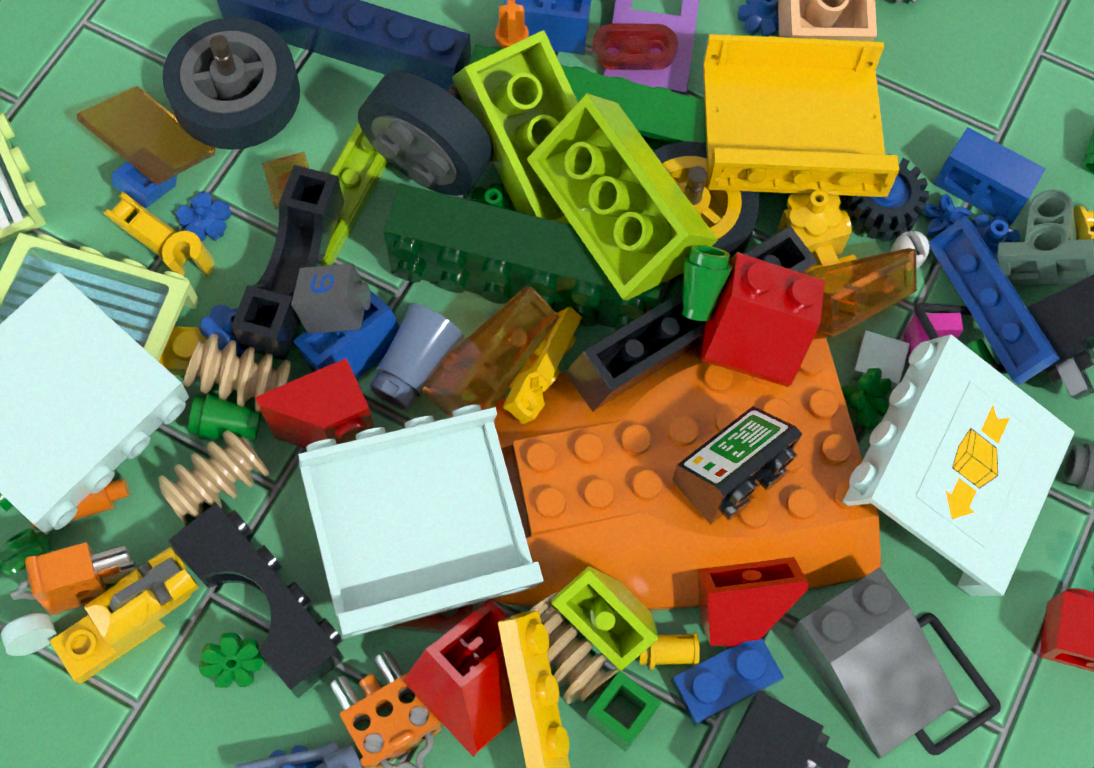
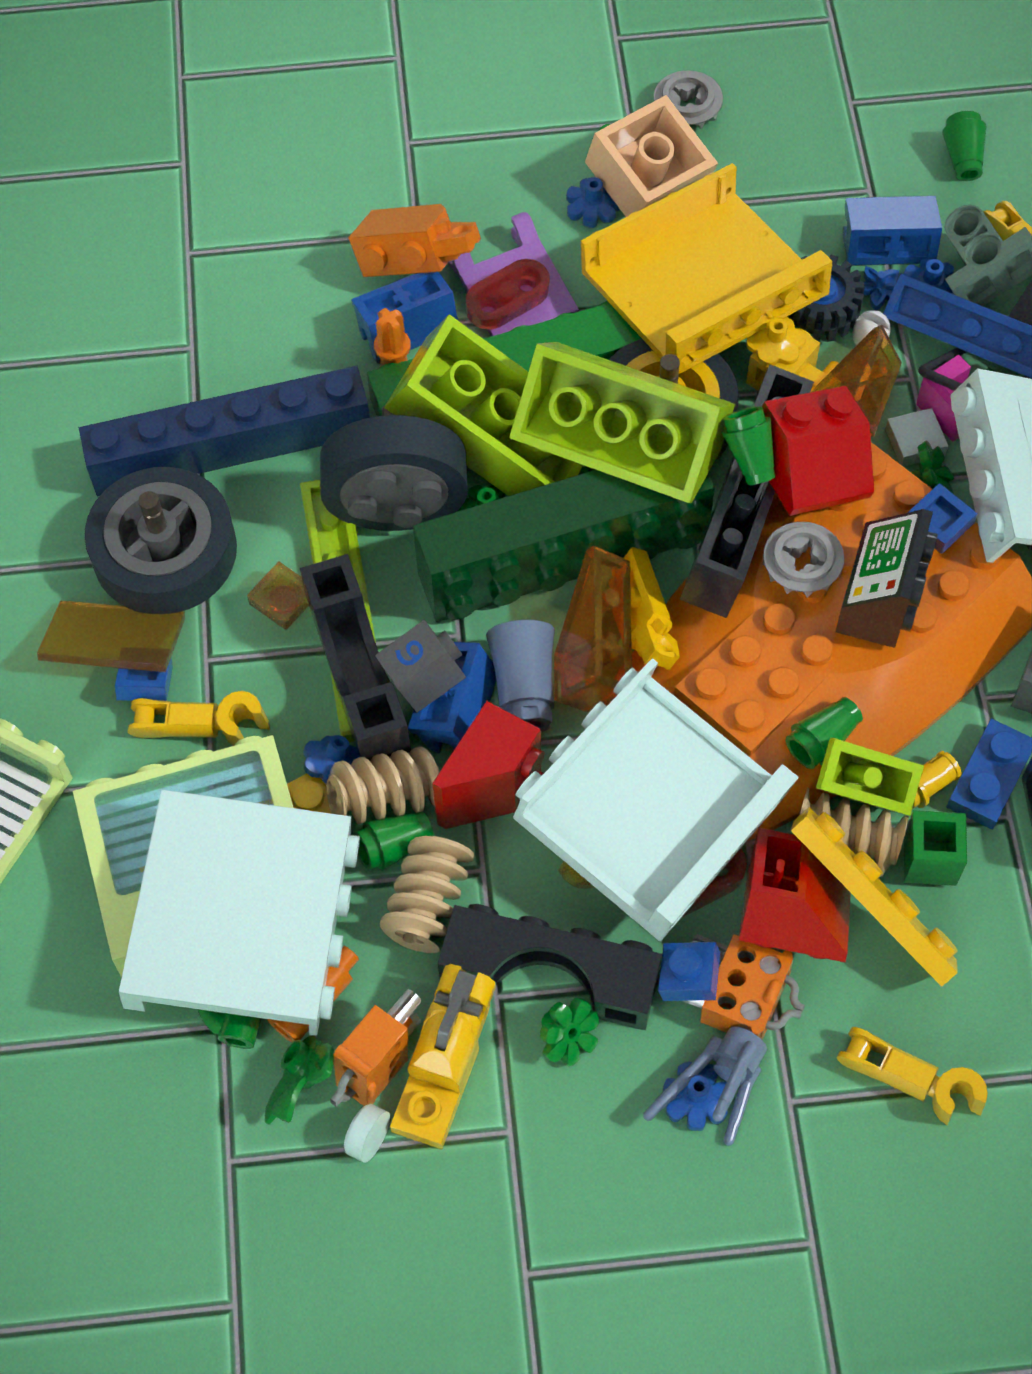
camera: 30 degrees left, 5 degrees down
(204, 217) = (223, 678): blue plant -> none
(351, 677) = (689, 971): none -> blue plate
(602, 553) = (812, 734): none -> green cone
(694, 383) = (791, 542): none -> light grey gear
(747, 598) = (963, 693): red slope -> none
(828, 441) = (949, 518): none -> blue plate

